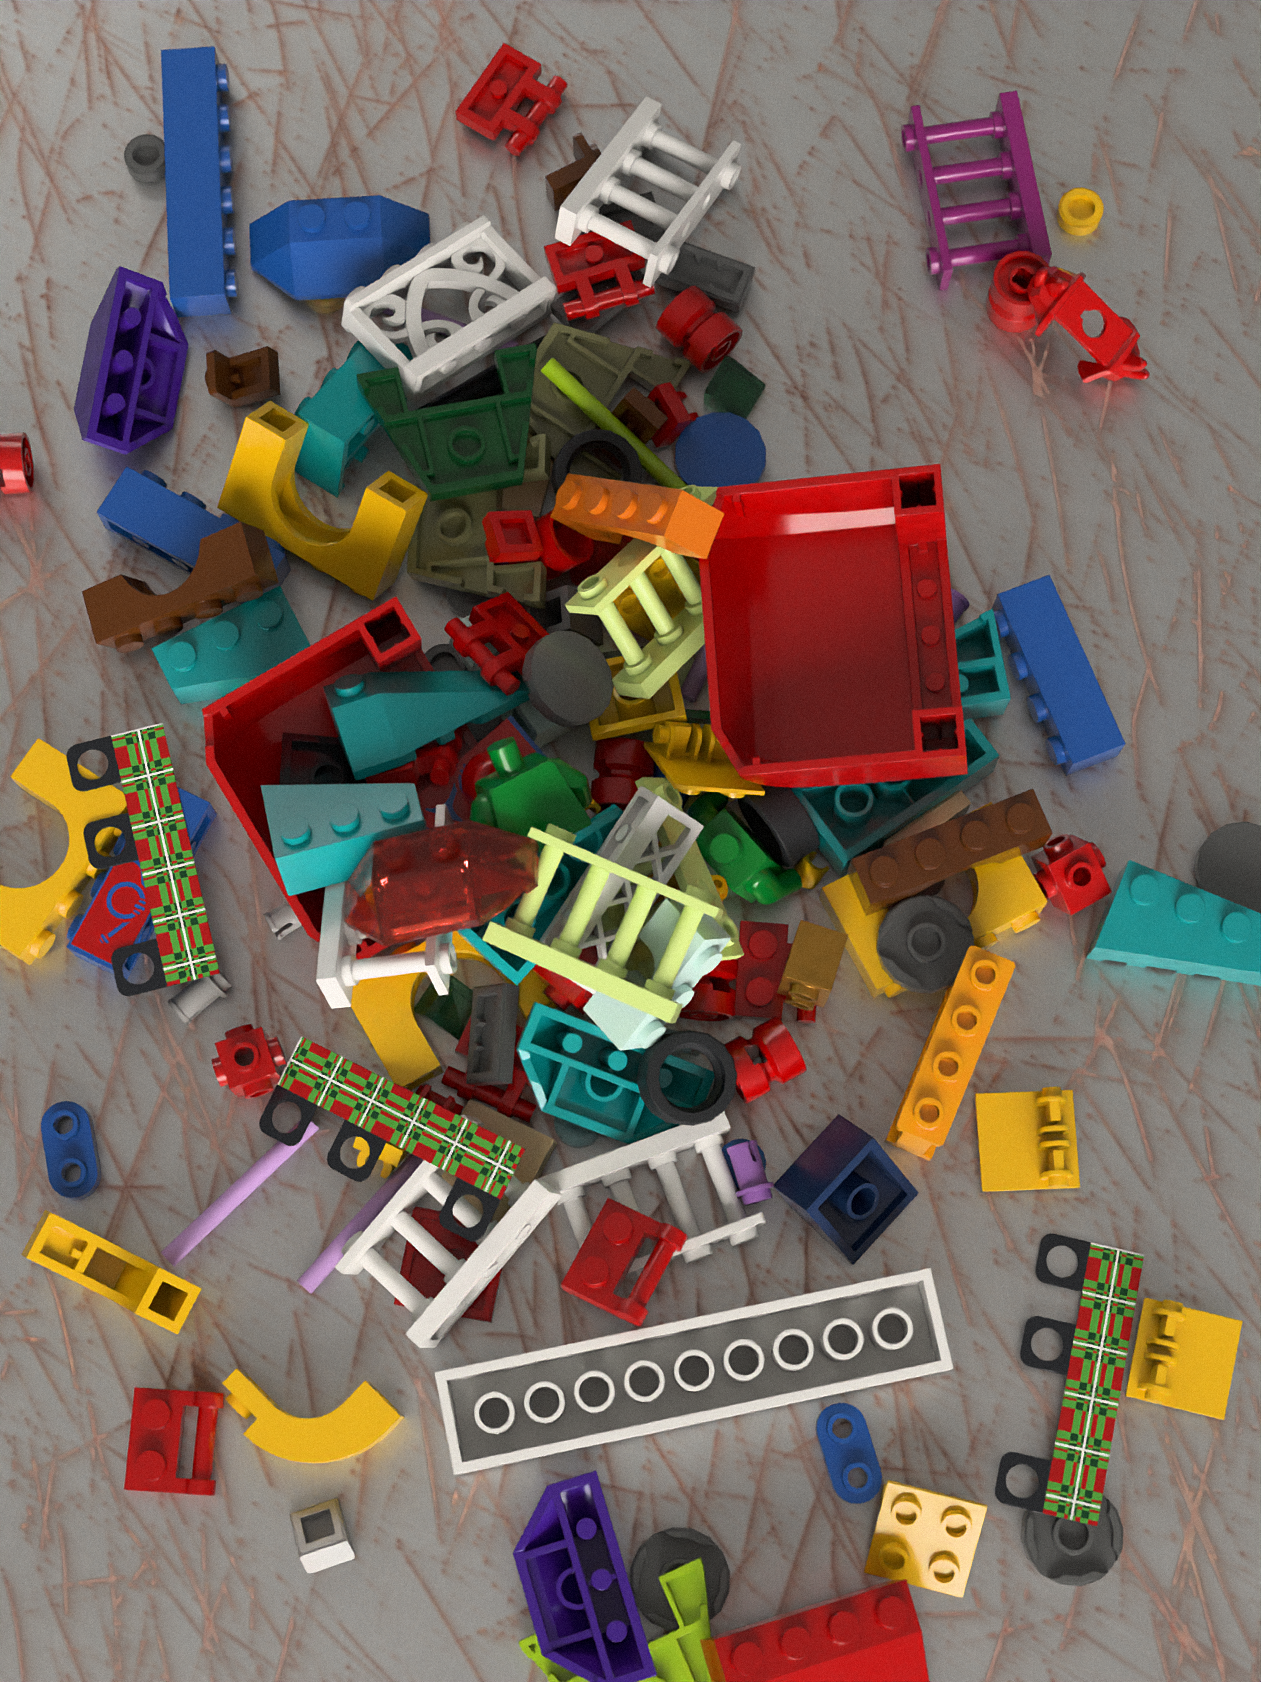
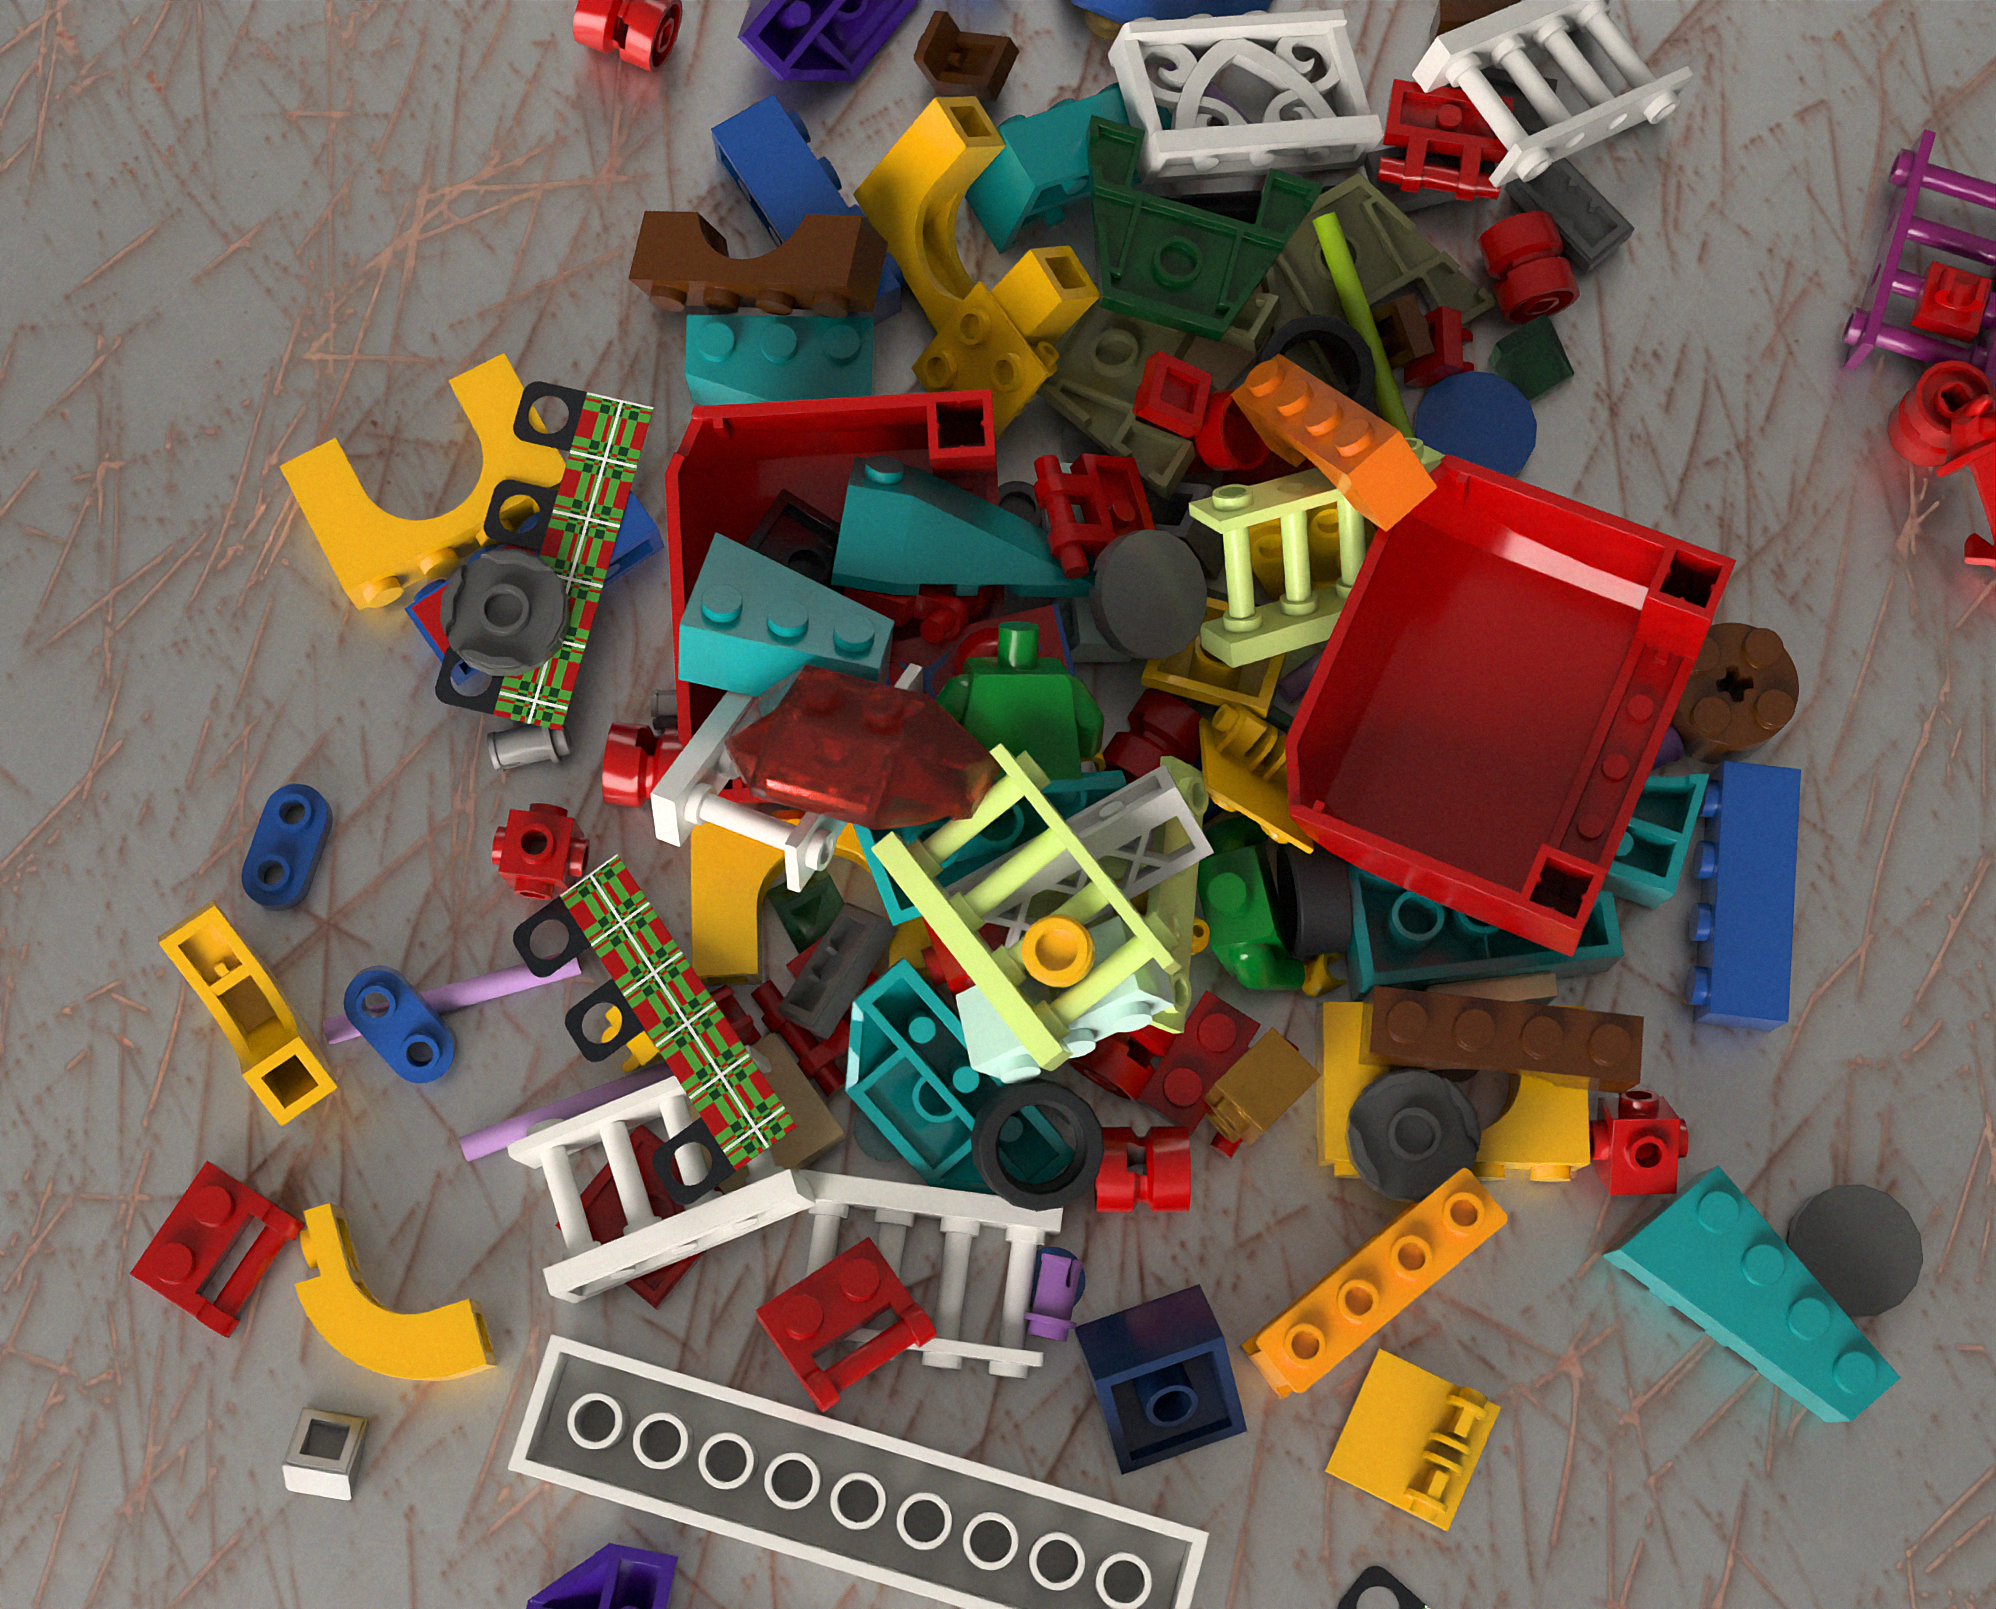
camera: 25 degrees right, 0 degrees up
(138, 913) = (505, 612): none -> dark grey tile
(217, 1228) = (403, 1023): none -> blue plate
(287, 966) = (636, 762): none -> red wheel
(369, 574) = (986, 351): none -> yellow hinge
(640, 941) = (1058, 950): none -> yellow tile
(987, 214) = (1951, 302): none -> red tile
(995, 530) = (1761, 681): none -> reddish brown brick

